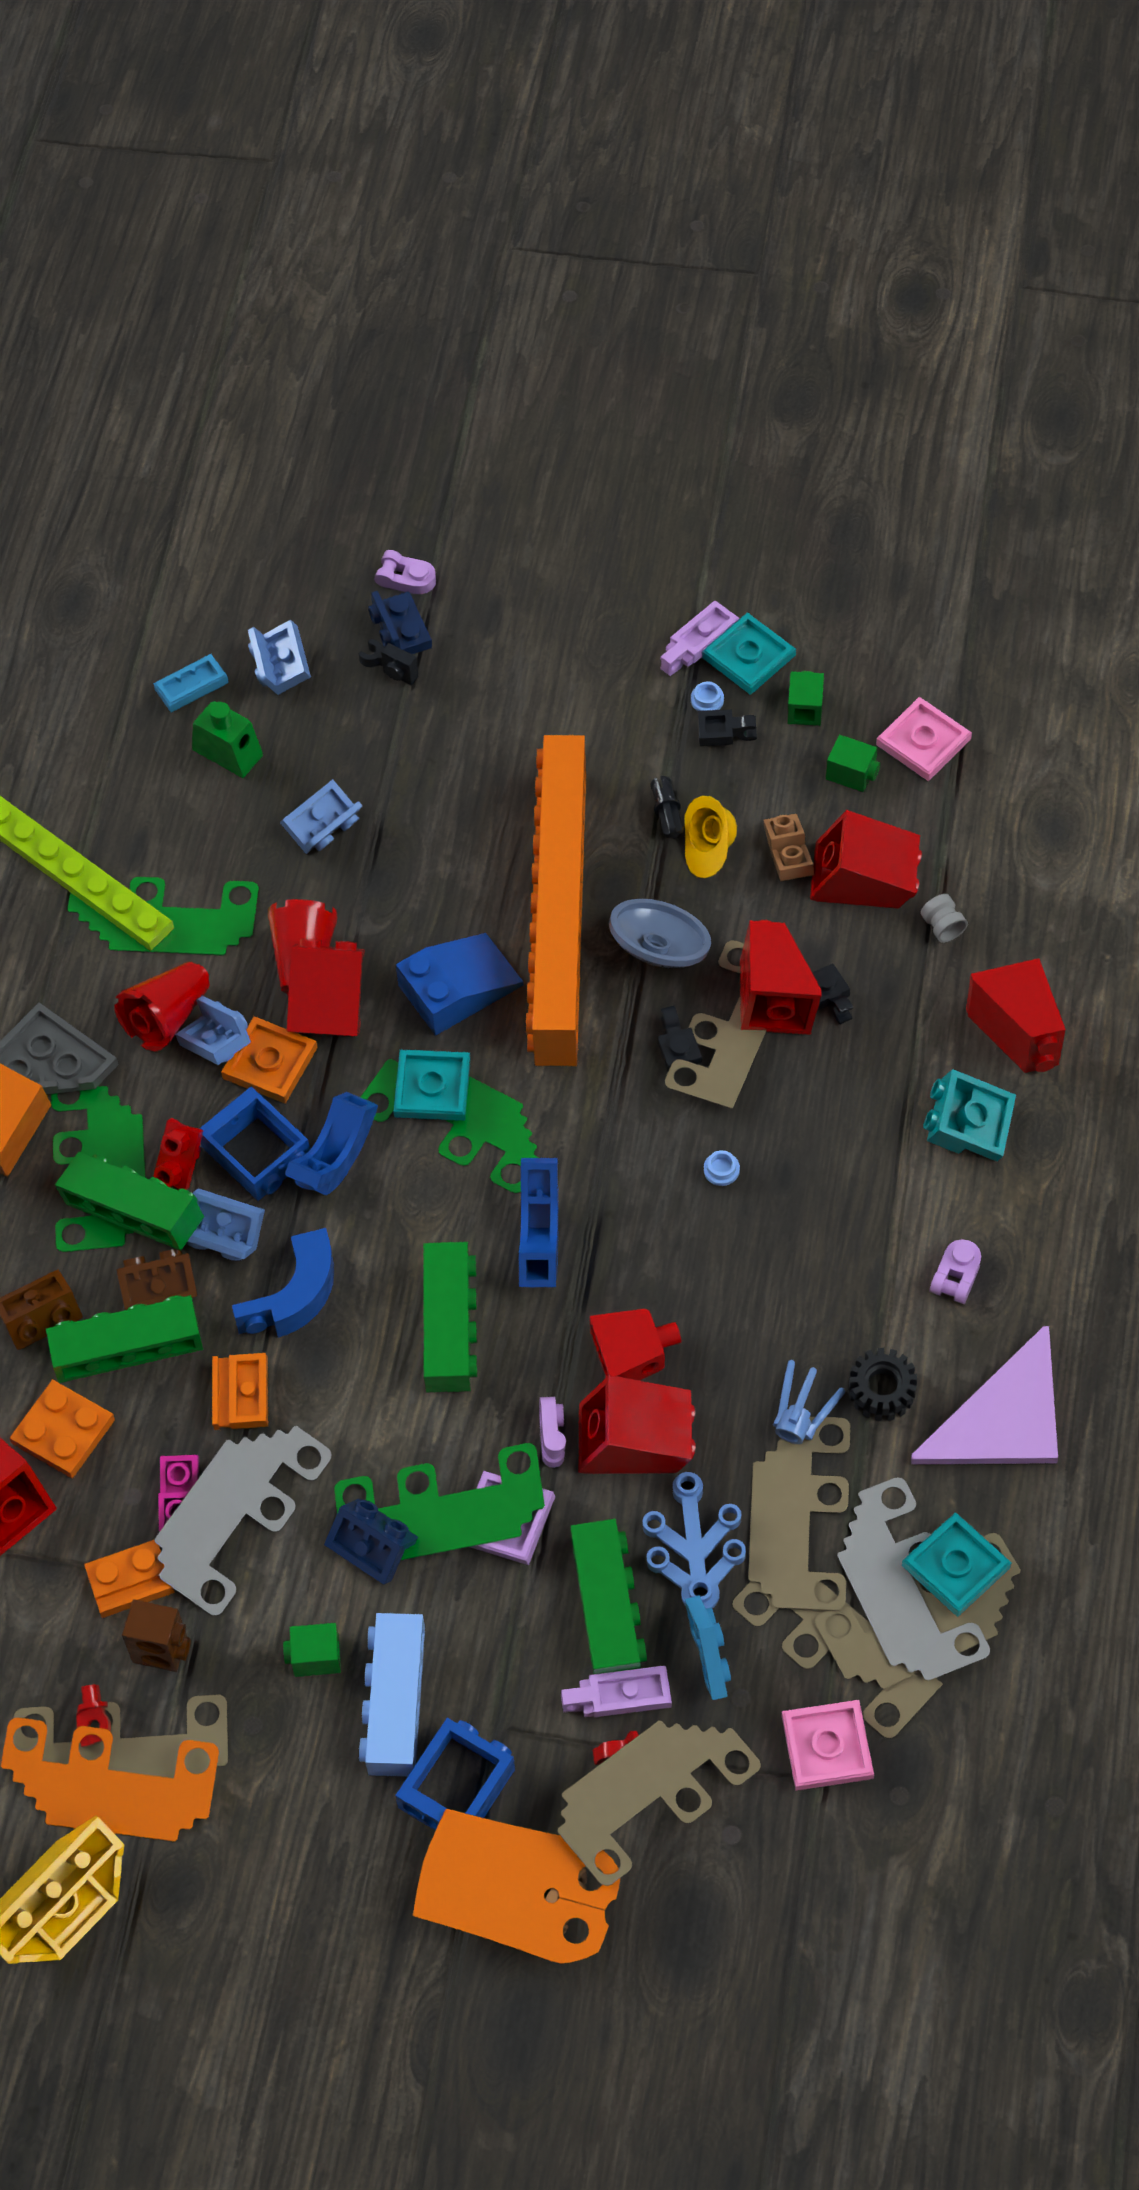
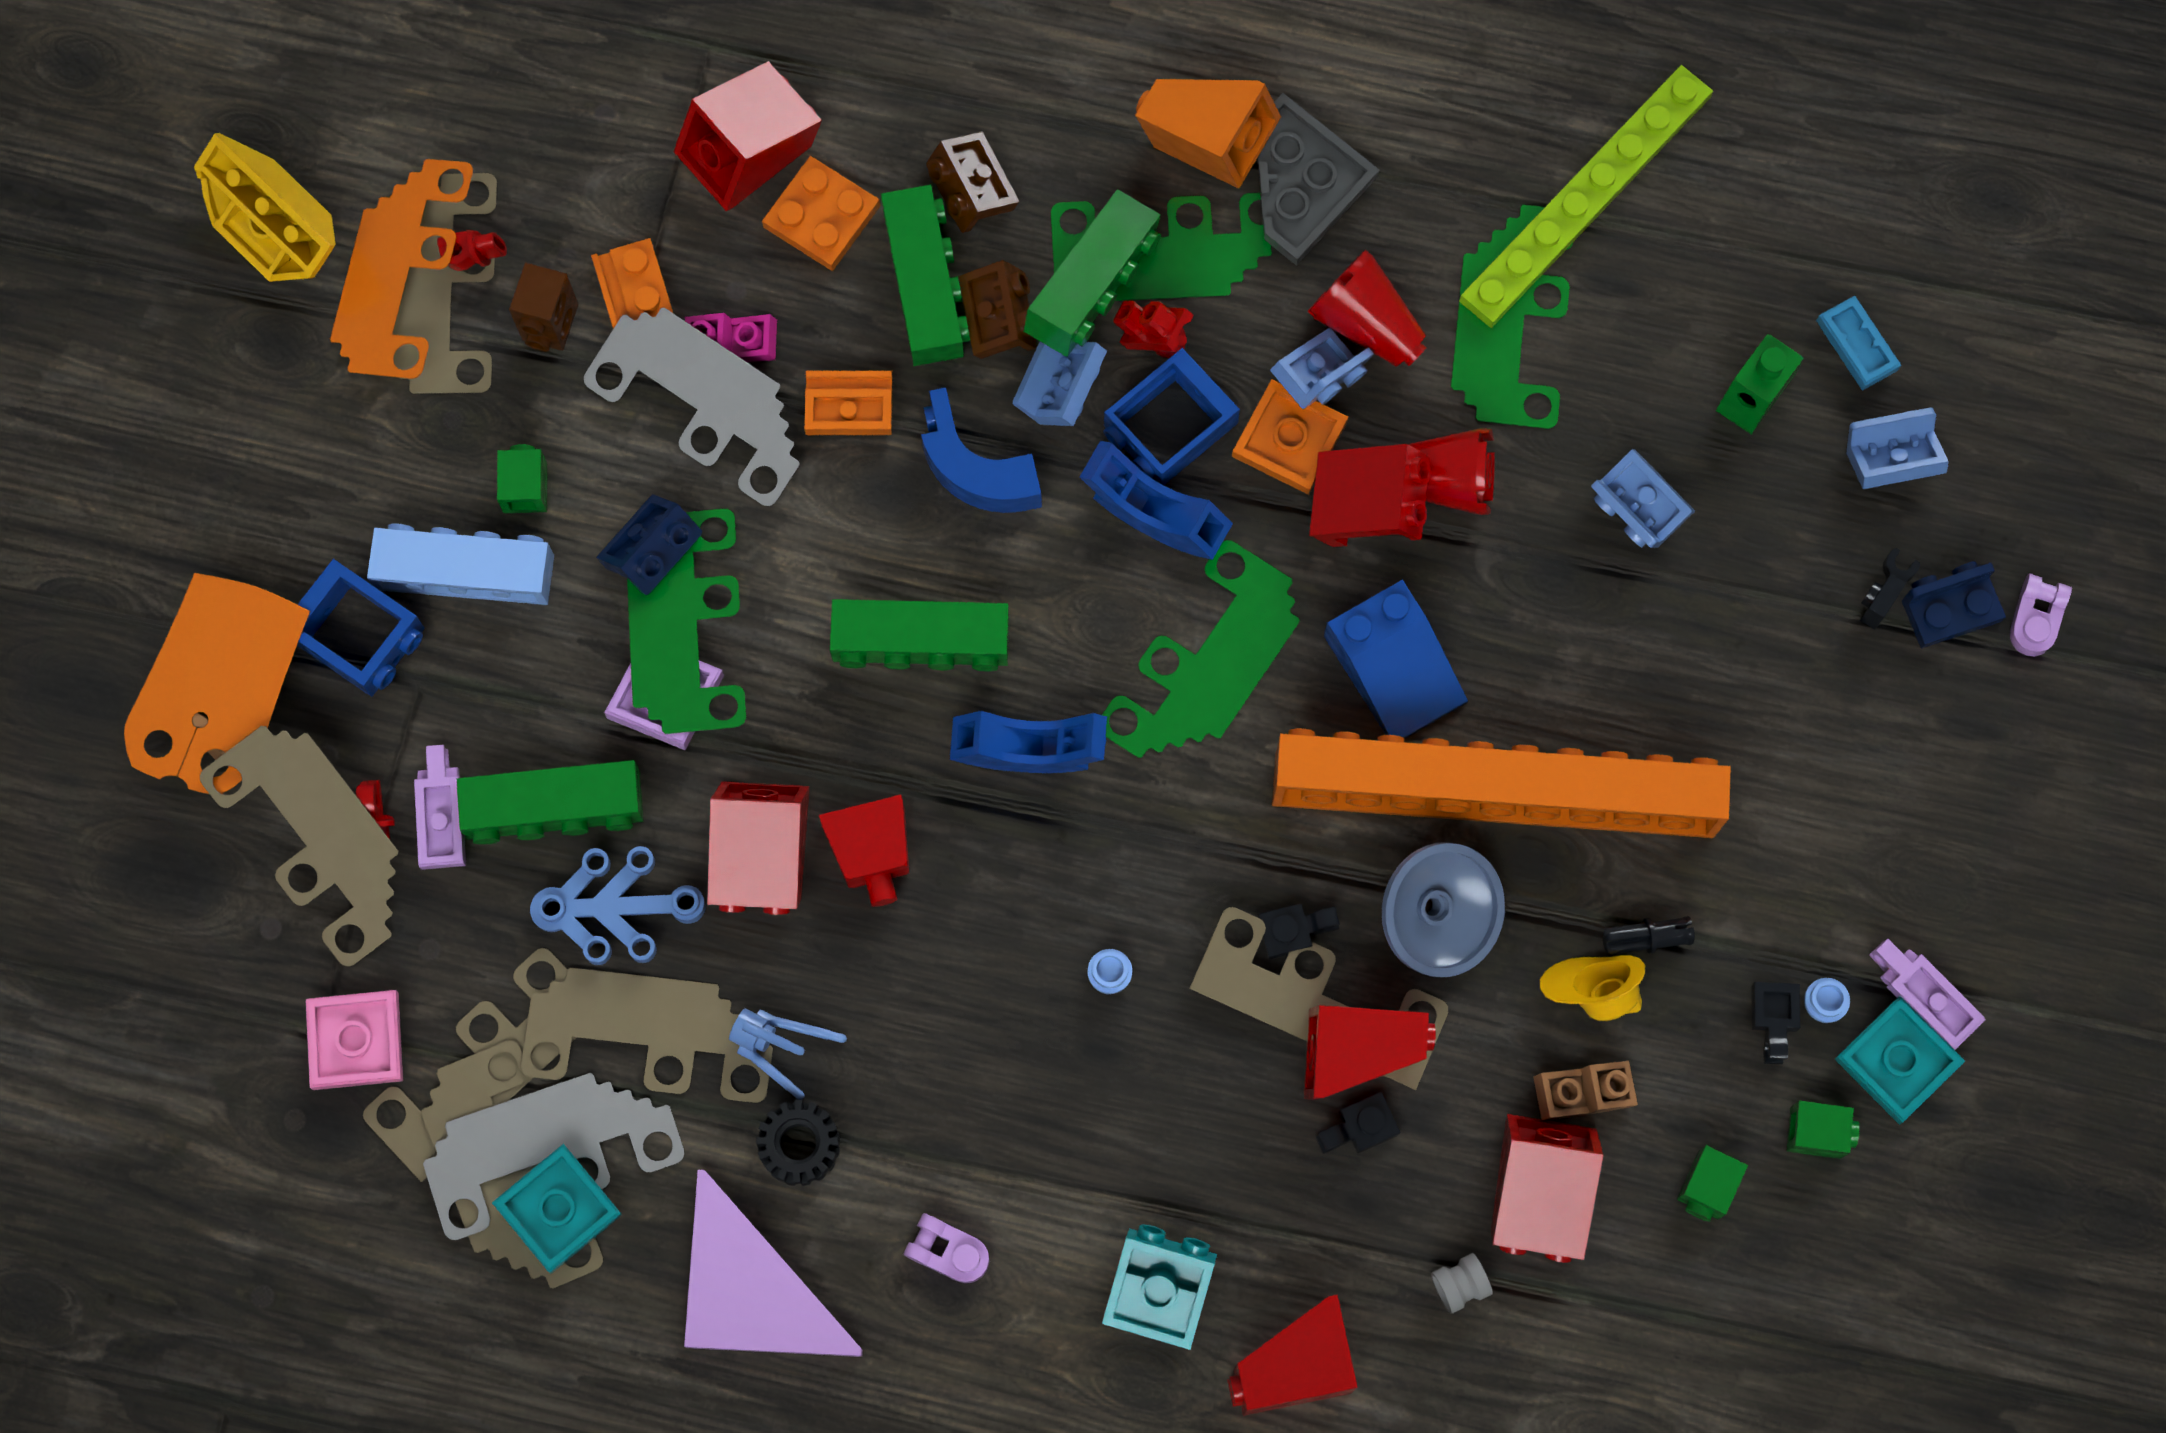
camera: 90 degrees right, 15 degrees up
(432, 1085) = (1243, 626): teal plate -> none
(552, 1441) = (783, 747): lavender plate -> none
(708, 1638) = (475, 905): dark azure plate -> none
(924, 738) = (1753, 1285): bright pink plate -> none

